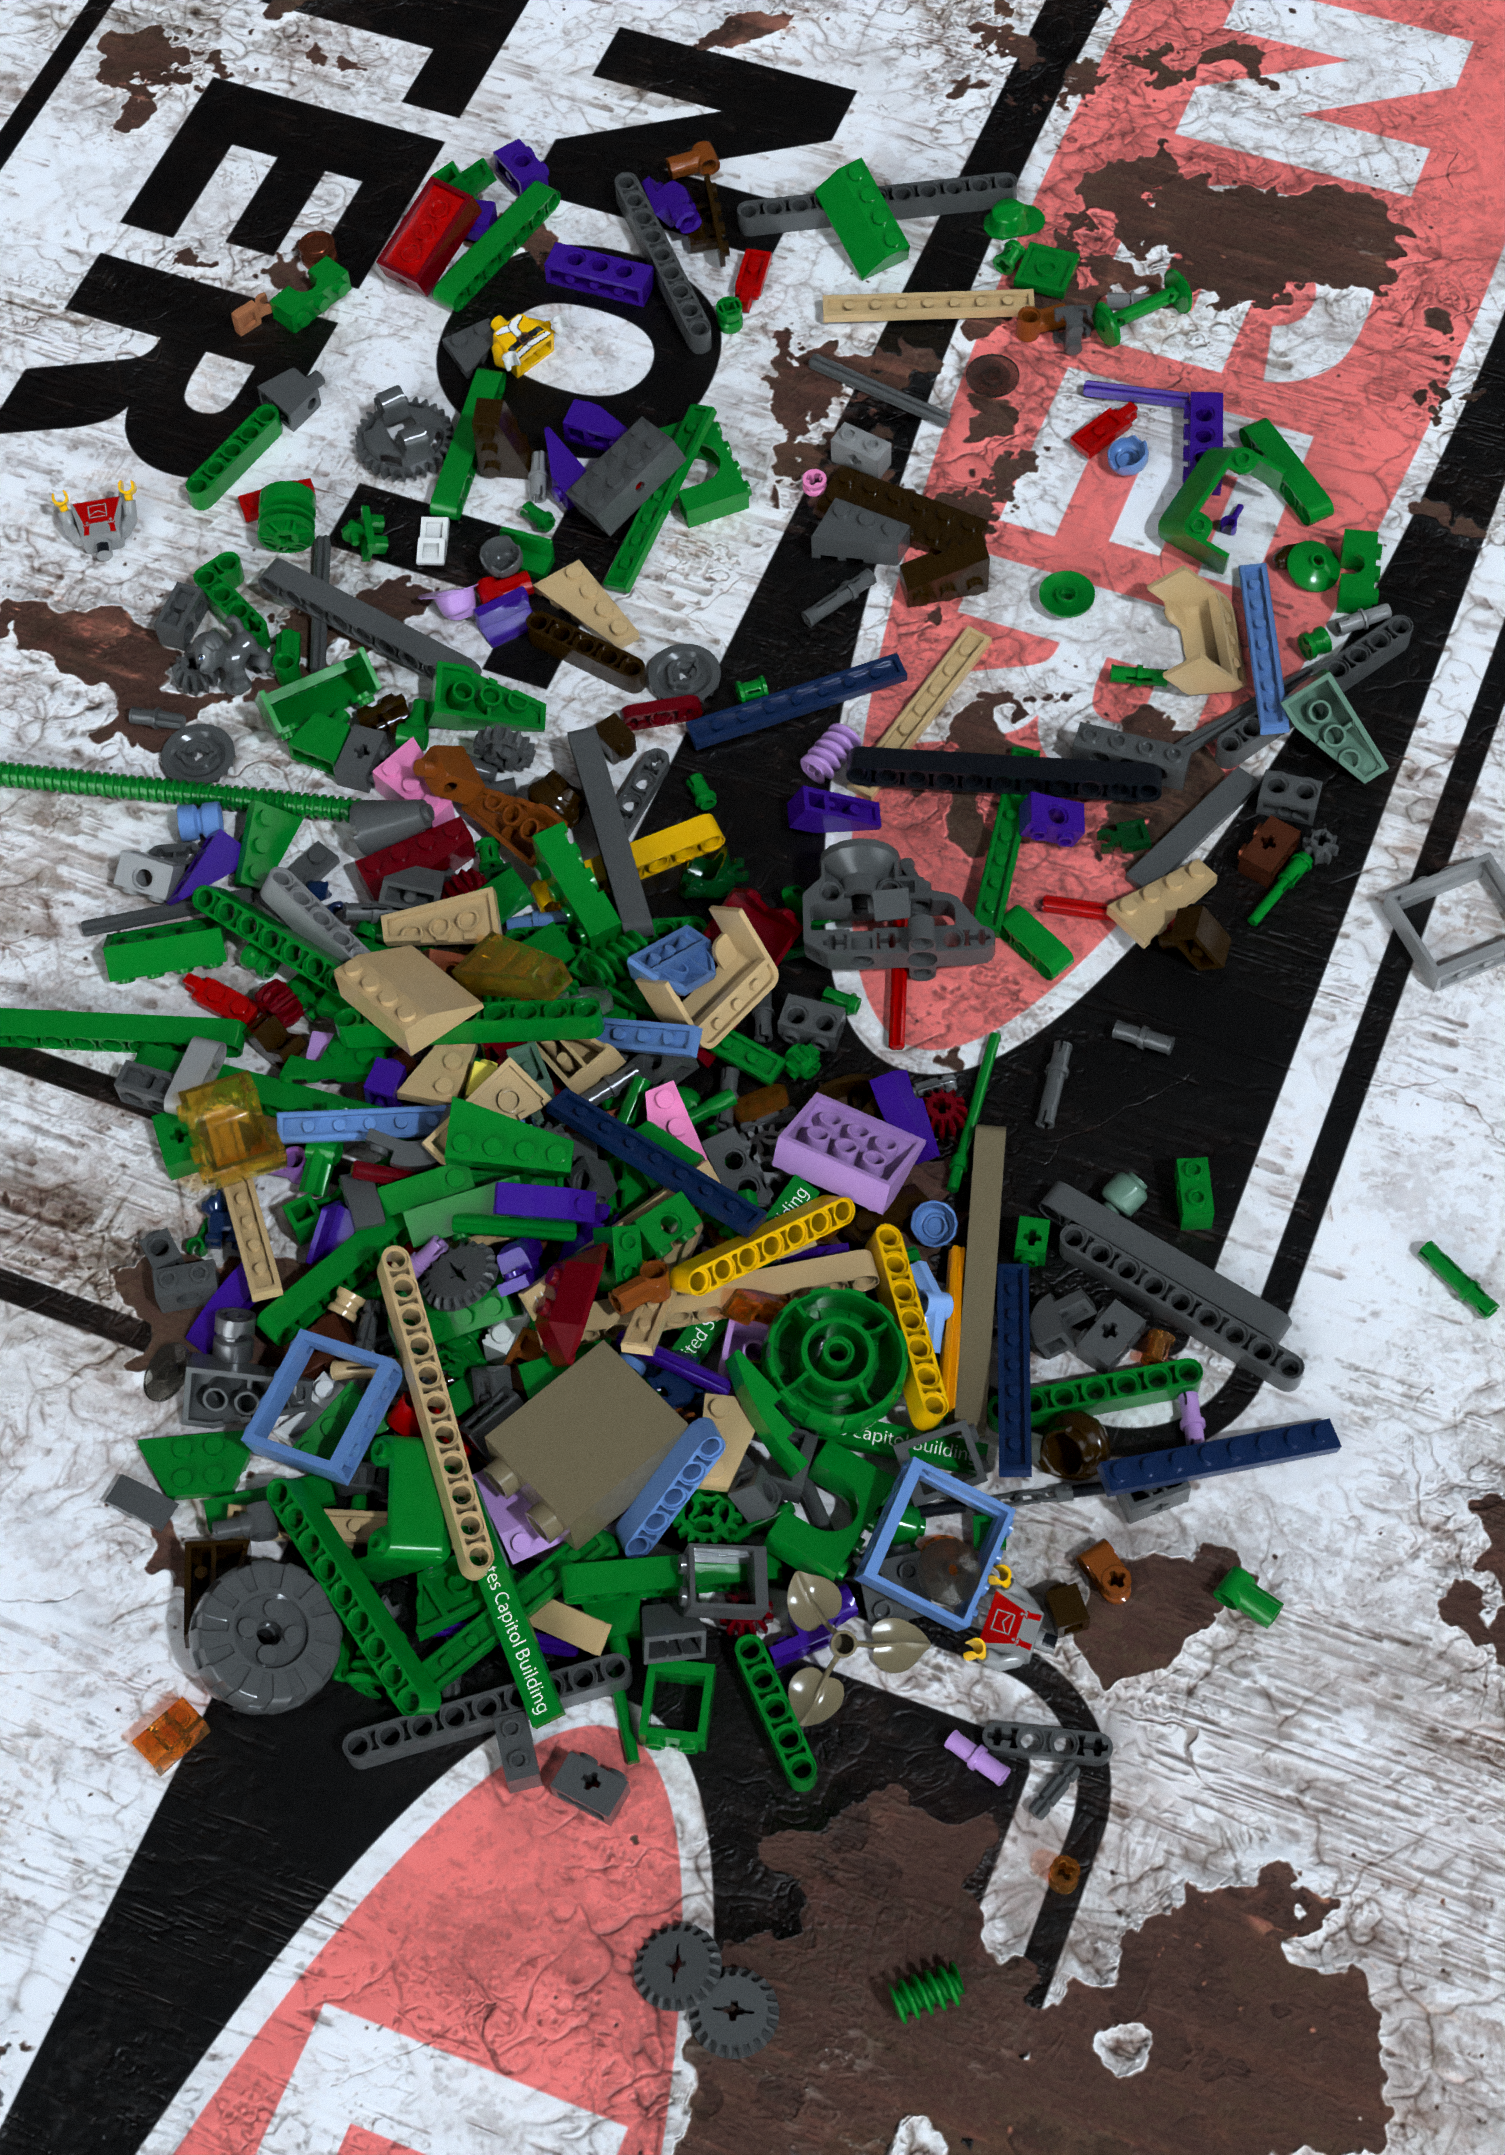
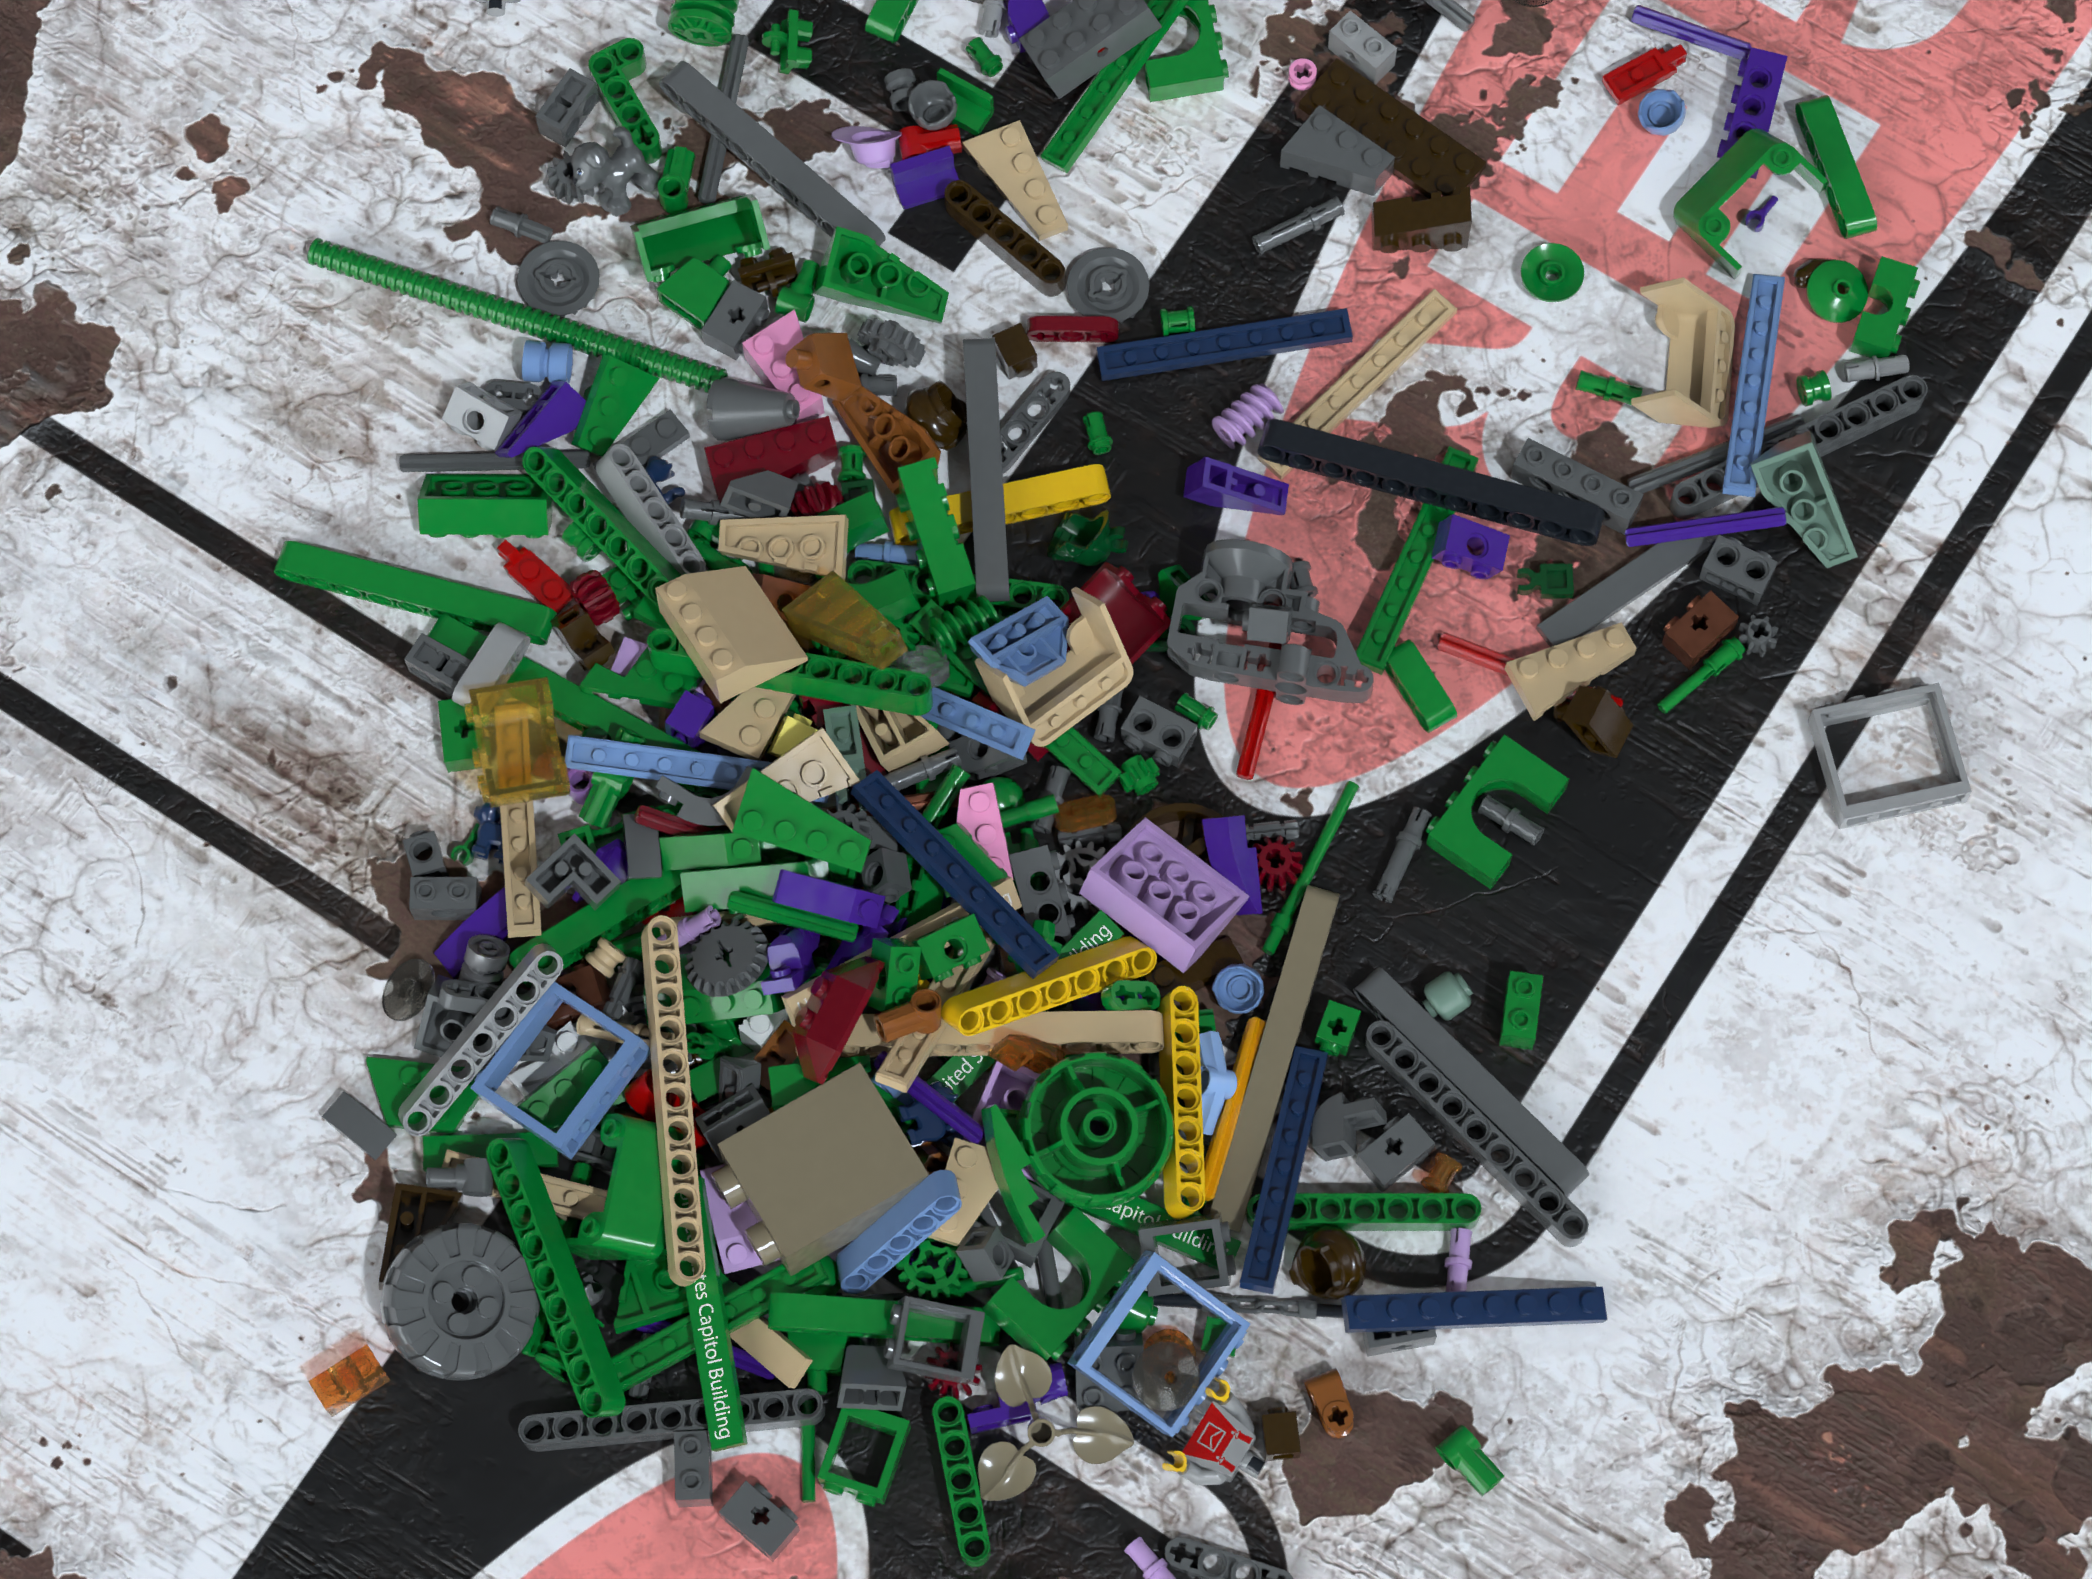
camera: 10 degrees right, 10 degrees up
(228, 1405) = (479, 1055): none -> light grey beam
(239, 1361) = (470, 996): none -> dark grey beam
(303, 1226) = (573, 867): none -> dark grey brick
(433, 541) = (862, 64): white slope -> none
(469, 549) = (900, 85): none -> dark grey wheel
(833, 1241) = (1130, 991): none -> green beam
(1127, 995) = (1505, 768): none -> green arch
(1252, 765) = (1705, 526): none -> dark purple axle
(1468, 1289) = (1780, 1167): green pin -> none

